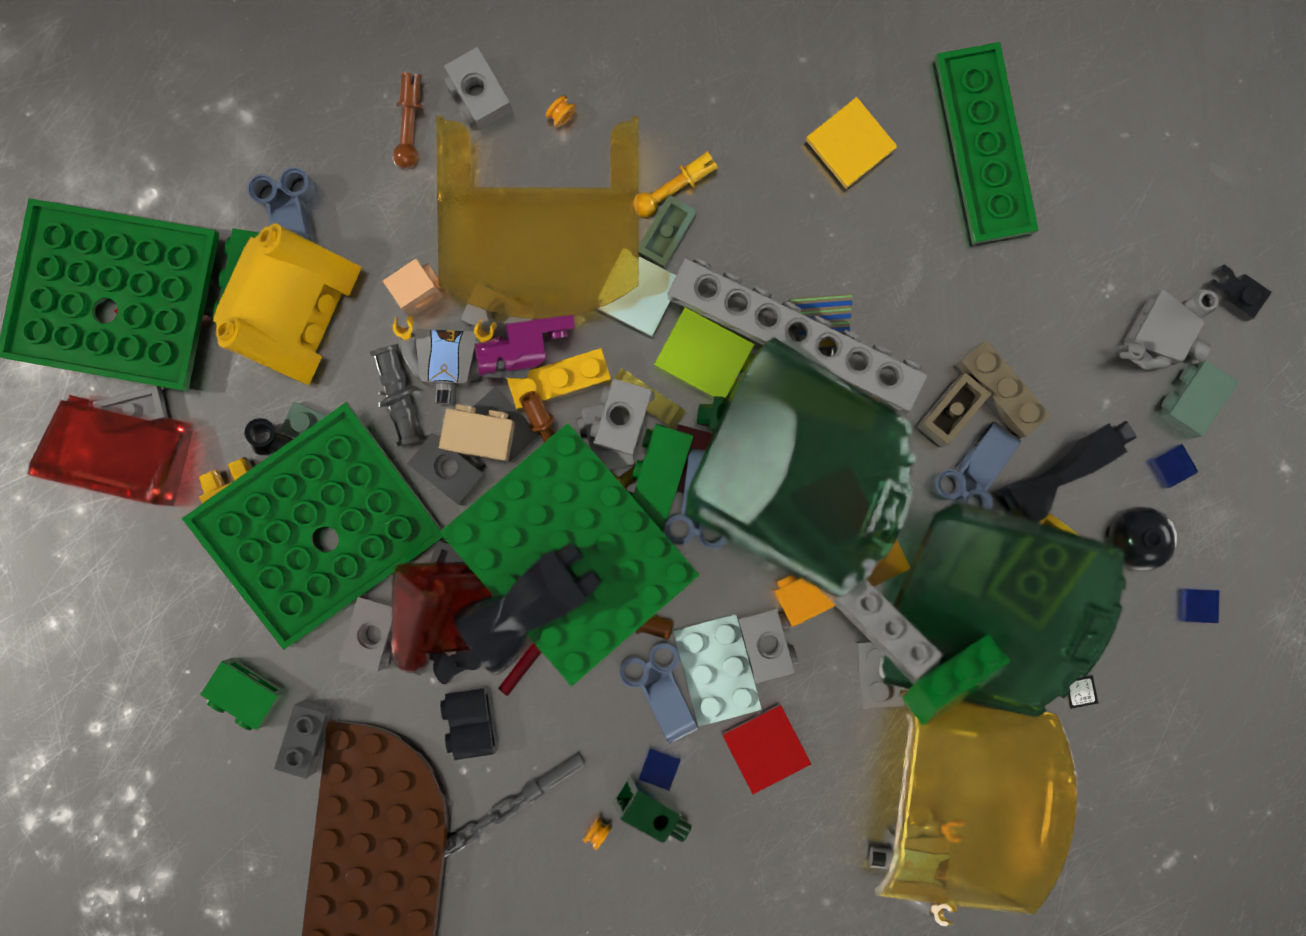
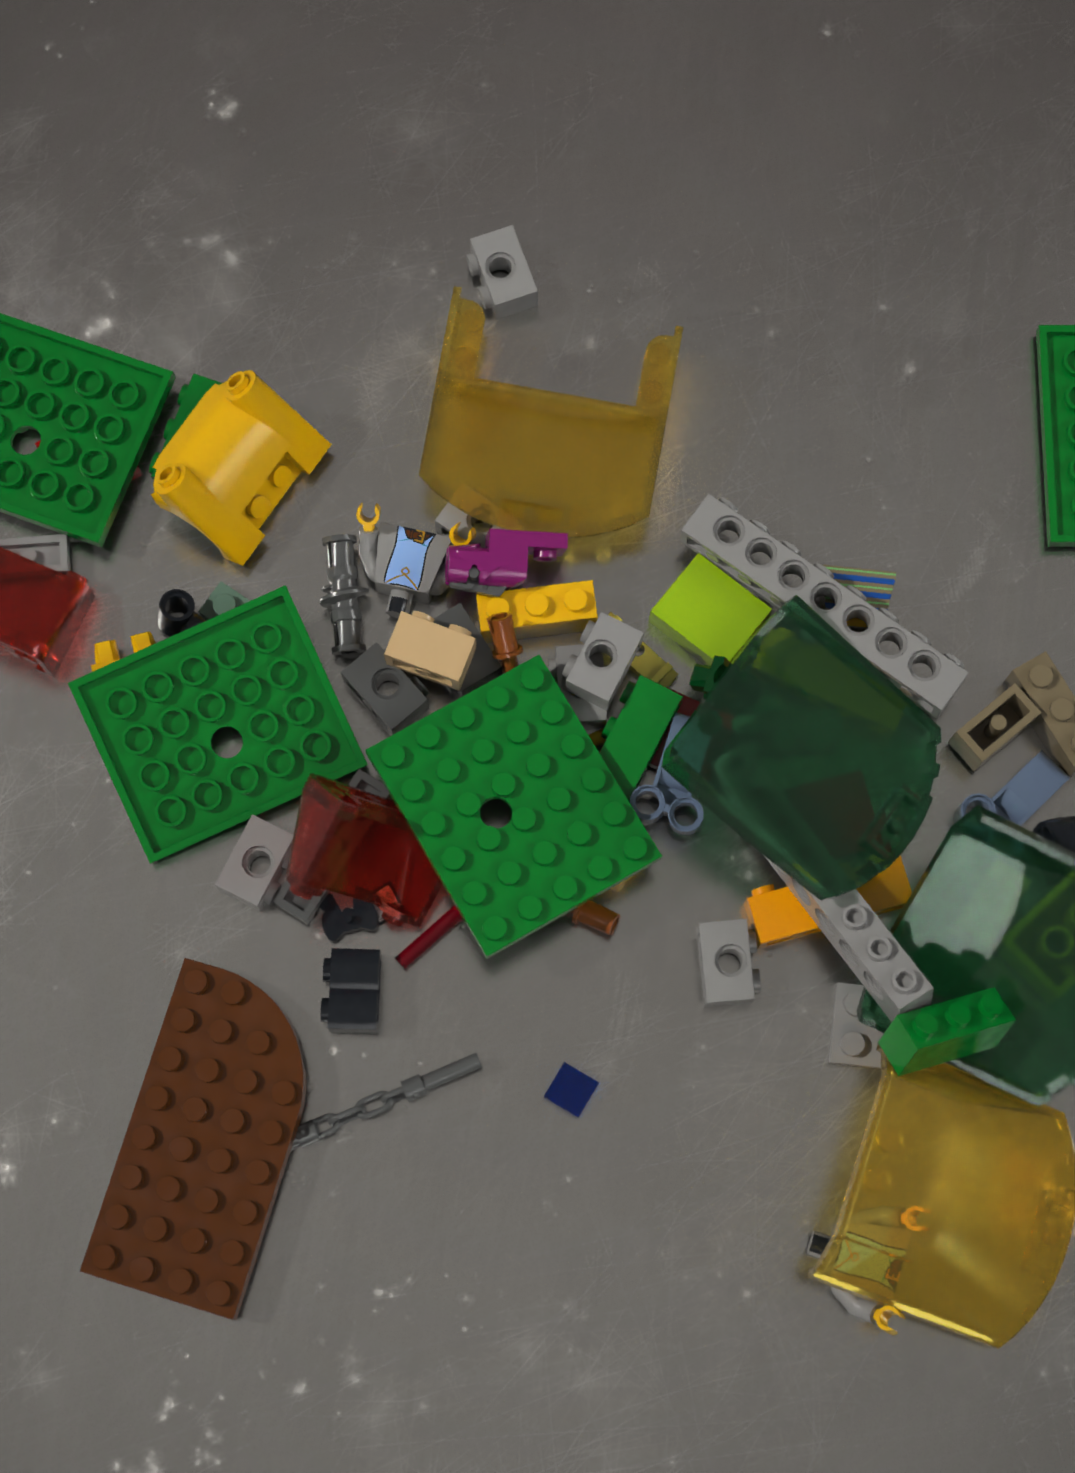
camera: 10 degrees right, 10 degrees down
(242, 695) = (90, 906): green brick -> none
(283, 205) = (256, 353): sand blue piece -> none
(304, 739) = (153, 971): dark grey brick -> none
(405, 154) = (405, 330): dark orange pin -> none
(414, 287) = (389, 475): light nougat brick -> none
(548, 590) = (469, 842): black hips -> none
(560, 111) = (593, 313): light orange bush -> none
(597, 833) = (482, 1151): light orange bush -> none
(647, 302) = (650, 543): light aqua tile -> none
(650, 811) = (540, 1123): dark green torso -> none
(662, 692) = (592, 996): sand blue piece -> none
(666, 231) = (691, 467): sand green plate -> none
(691, 173) = (730, 409): yellow pin -> none
(717, 670) = (661, 984): light aqua plate -> none
(766, 749) = (705, 1088): red tile -> none
(851, 142) = (923, 407): yellow tile -> none

